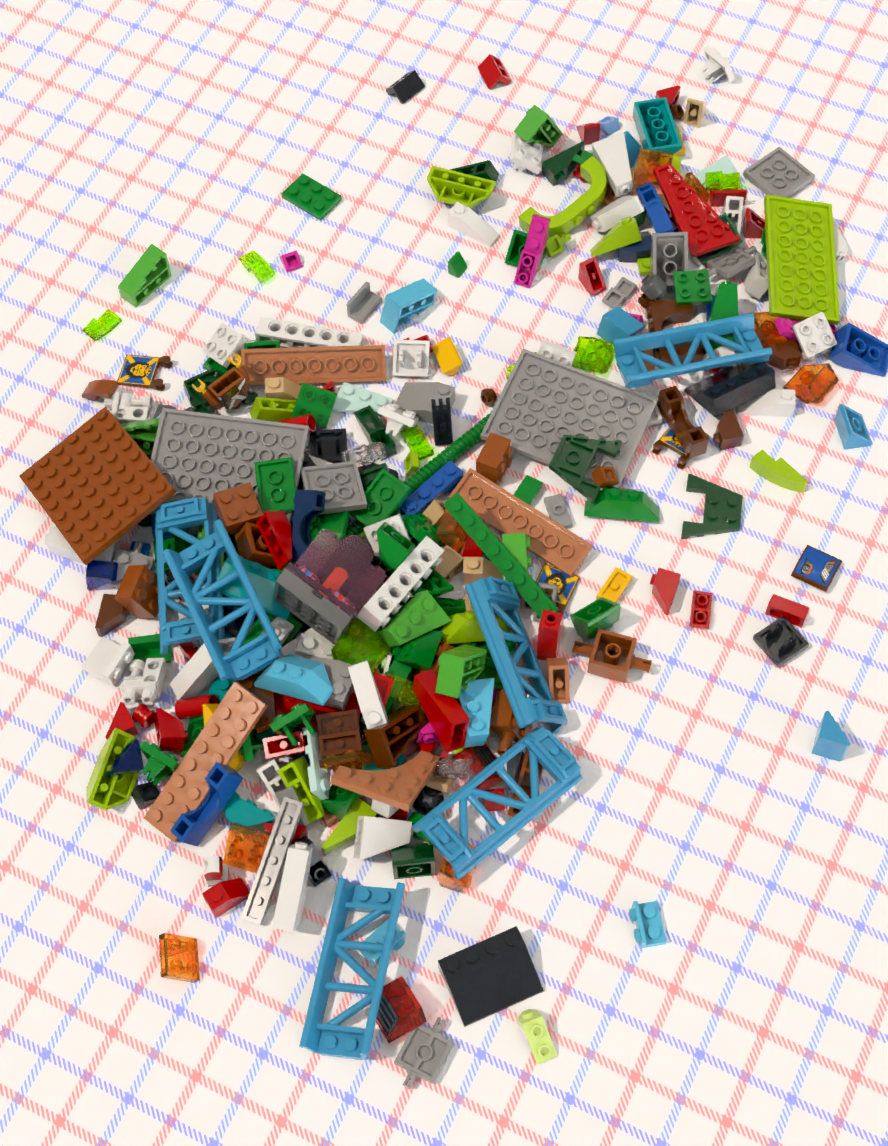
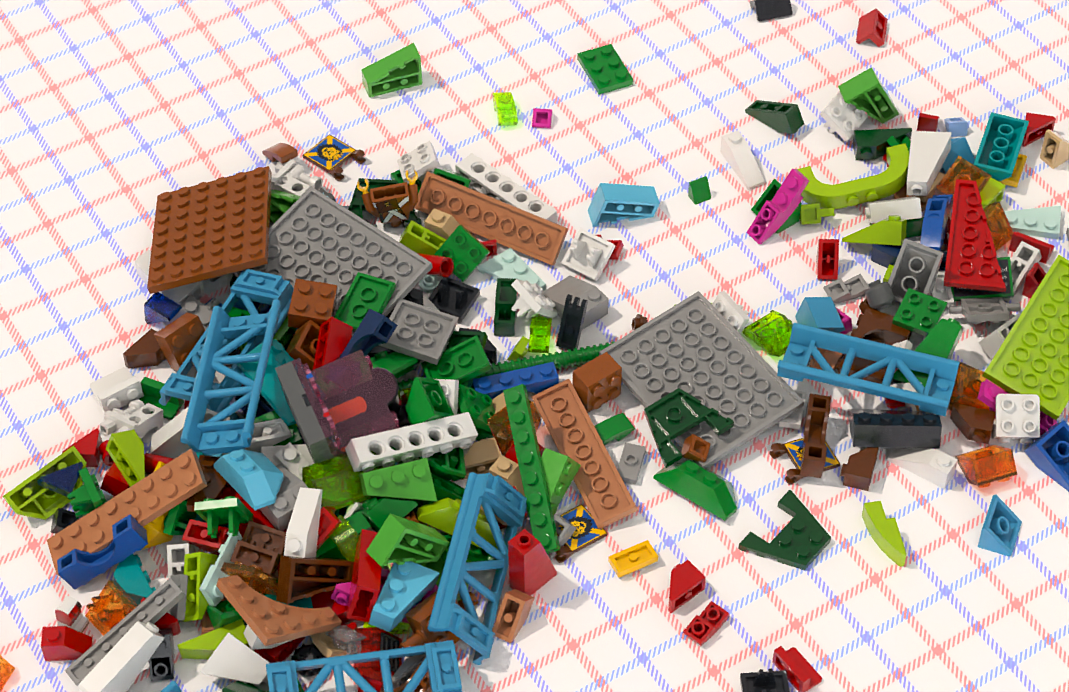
camera: 30 degrees right, 10 degrees down
(105, 324) = (322, 101): clear neon green slope -> none
(171, 713) = (128, 454): none -> lime slope
(362, 304) = (579, 184): light grey panel -> none
(365, 454) = (476, 318): clear brick -> none
(447, 356) = (626, 269): yellow slope -> none
(459, 187) = (750, 118): lime wedge -> none
(595, 616) = (589, 576): green slope -> none
(612, 655) = (580, 618): dark orange brick -> none
(677, 112) = (1035, 142): reddish brown plate -> none
(719, 181) = (1031, 227): clear neon green slope -> none
(816, 568) = (857, 644): slope -> none

